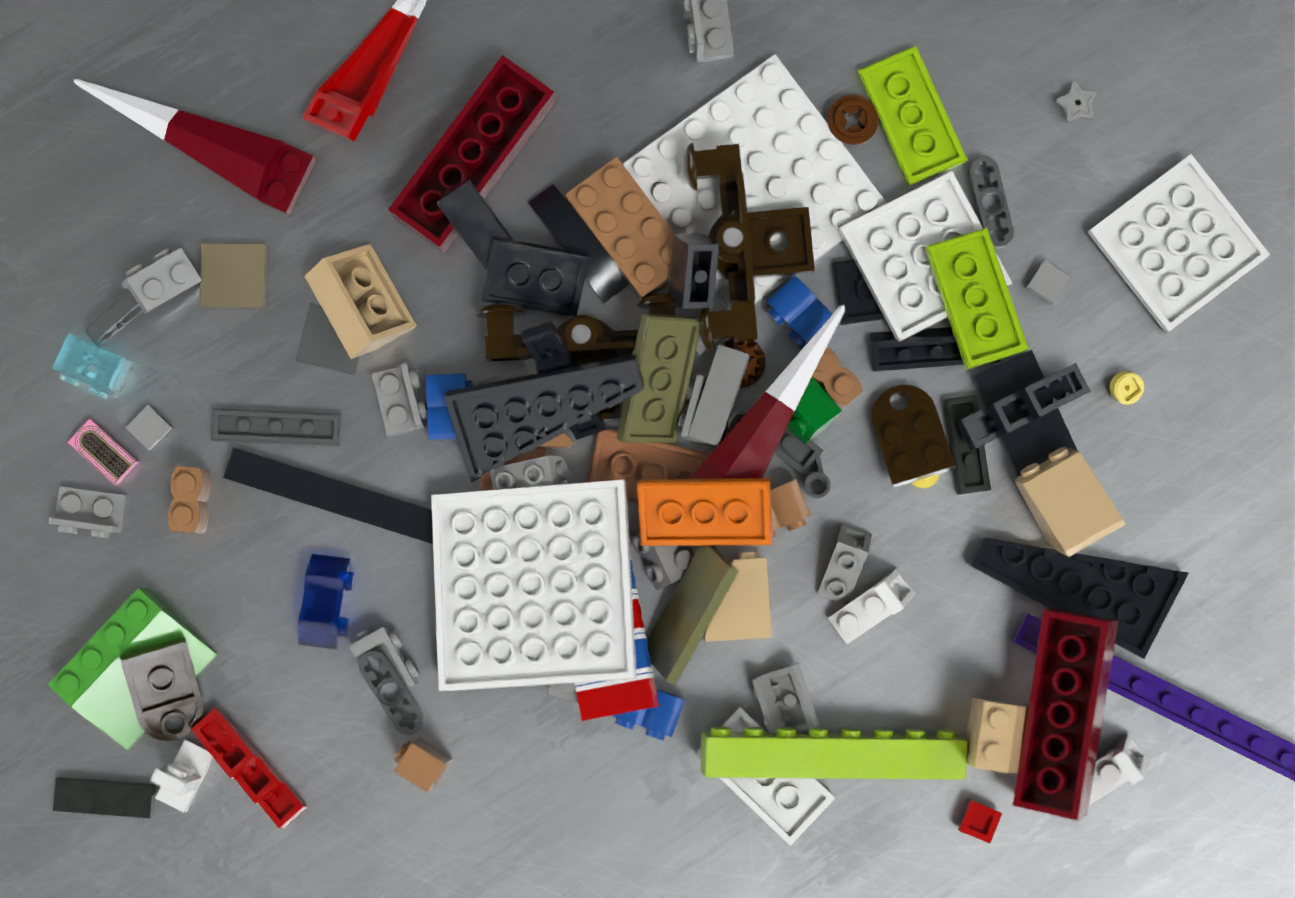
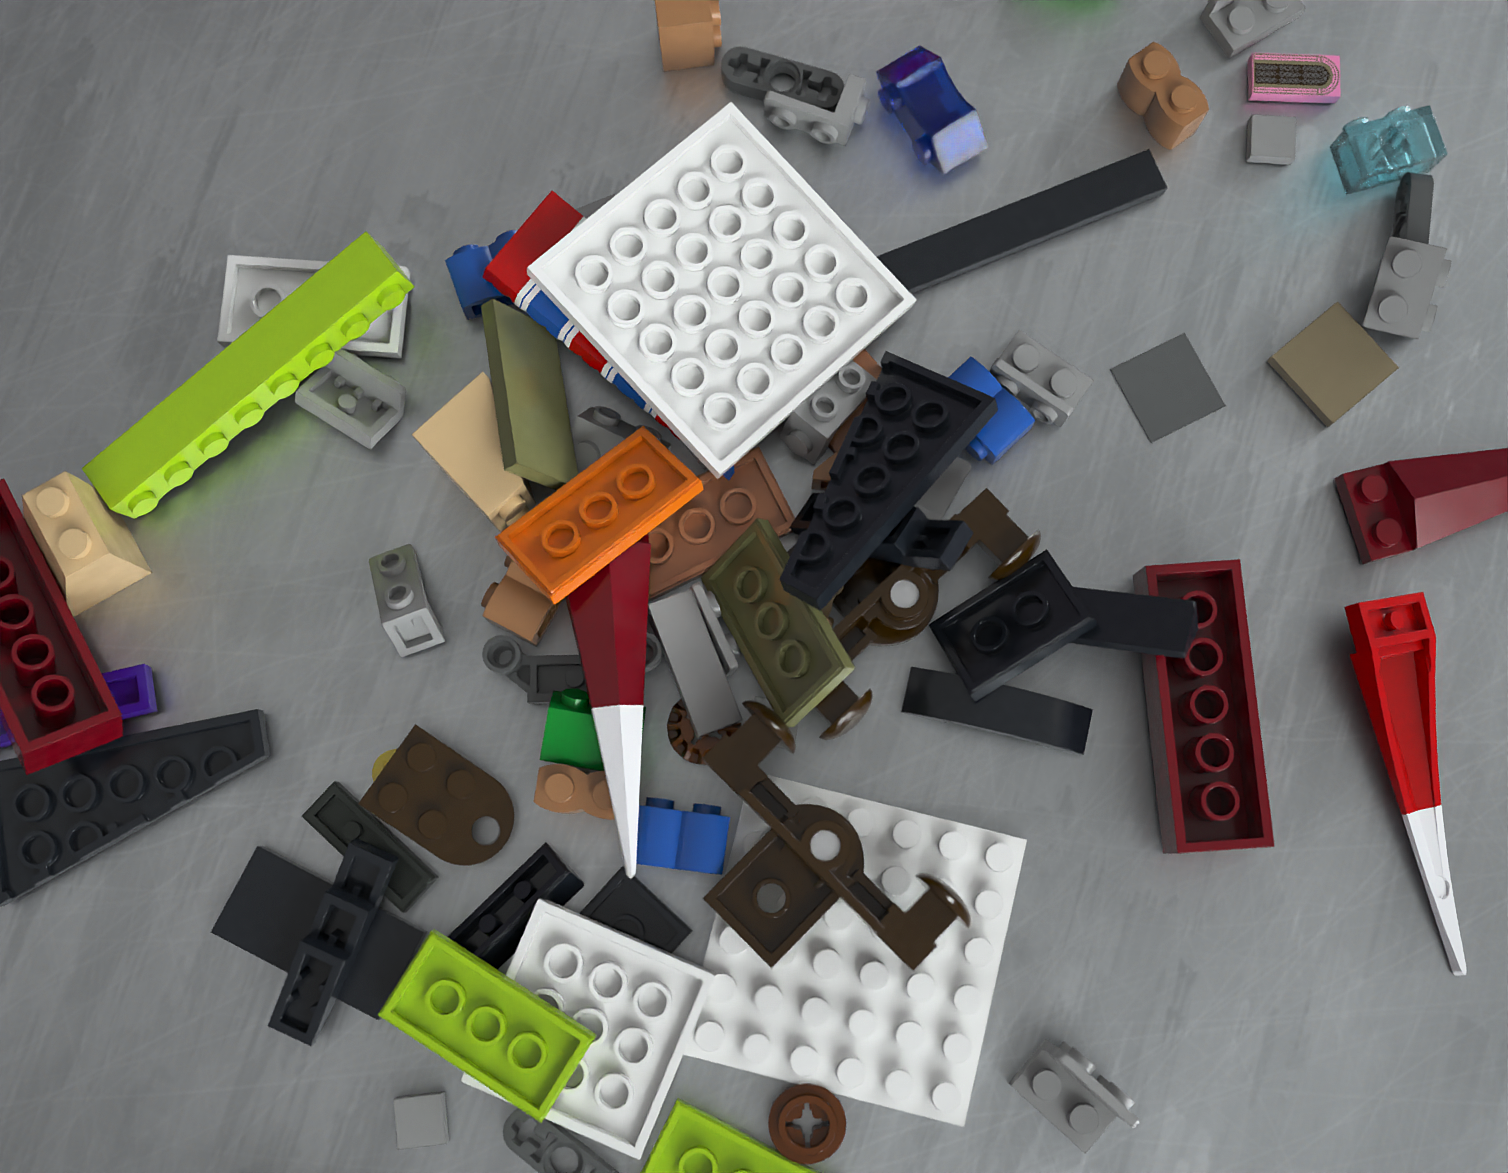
camera: 135 degrees right, 5 degrees down
(276, 427) = (1140, 247): dark grey tile -> none
(359, 300) = (1177, 447): tan slope -> none
(626, 227) = (955, 770): medium nougat brick -> none
(693, 271) = (838, 772): black brick -> none
(872, 606) = (327, 588): white bracket -> none
(980, 821) = (38, 443): red plate -> none
(1068, 501) = (190, 869): tan slope -> none
(1126, 387) = (231, 1068): light yellow tile -> none

